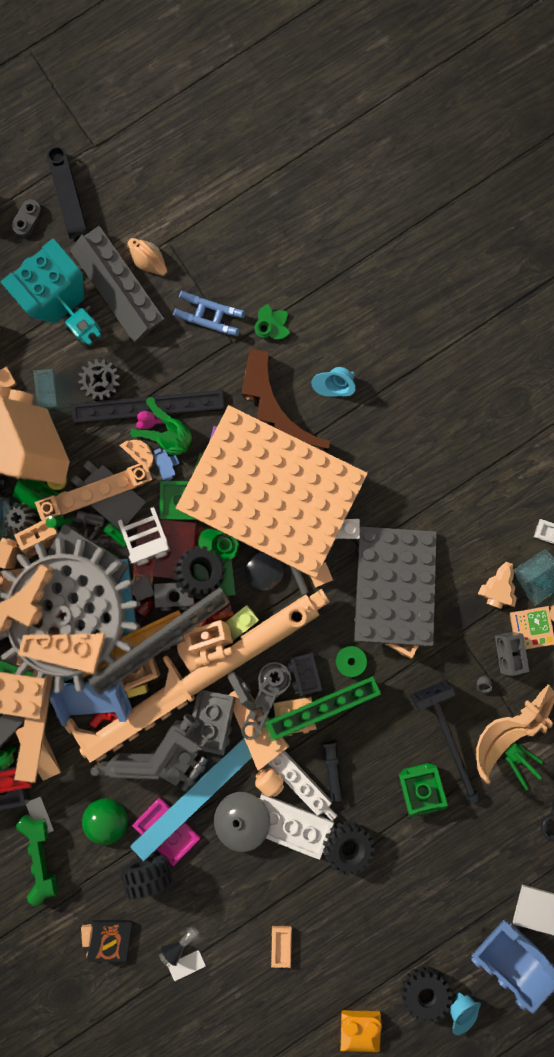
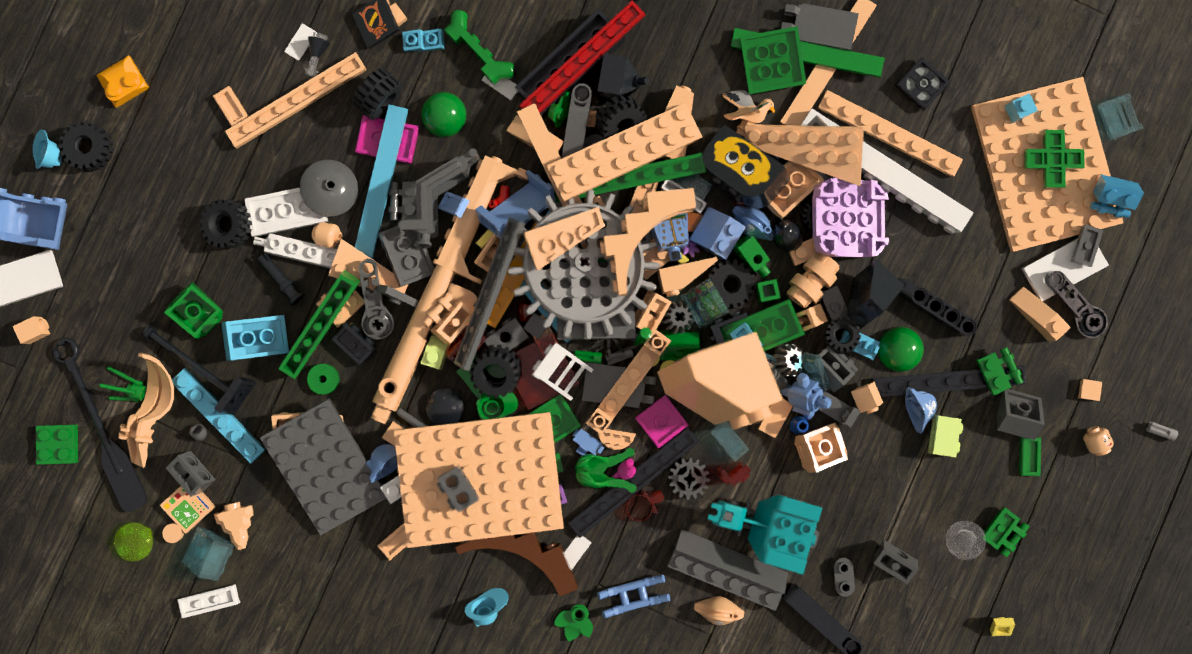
camera: 145 degrees right, 0 degrees up
(55, 356) = (737, 475): none -> clear red bracket
(80, 897) = (423, 40): none -> medium azure slope
(91, 441) = (661, 421): none -> dark pink tile
(136, 381) = (656, 497): none -> clear red piece
(144, 737) = (453, 204): none -> light blue tile
(221, 916) = (296, 100): none -> light nougat plate
(231, 382) = (576, 550): none -> white sticker
(287, 493) = (463, 486): none -> dark grey brick
(343, 558) = (382, 462): none -> medium blue hat
(377, 485) = (394, 543): none -> light nougat tile
(386, 734) = (255, 337): none -> medium azure slope
(458, 680) = (224, 423): none -> medium azure plate

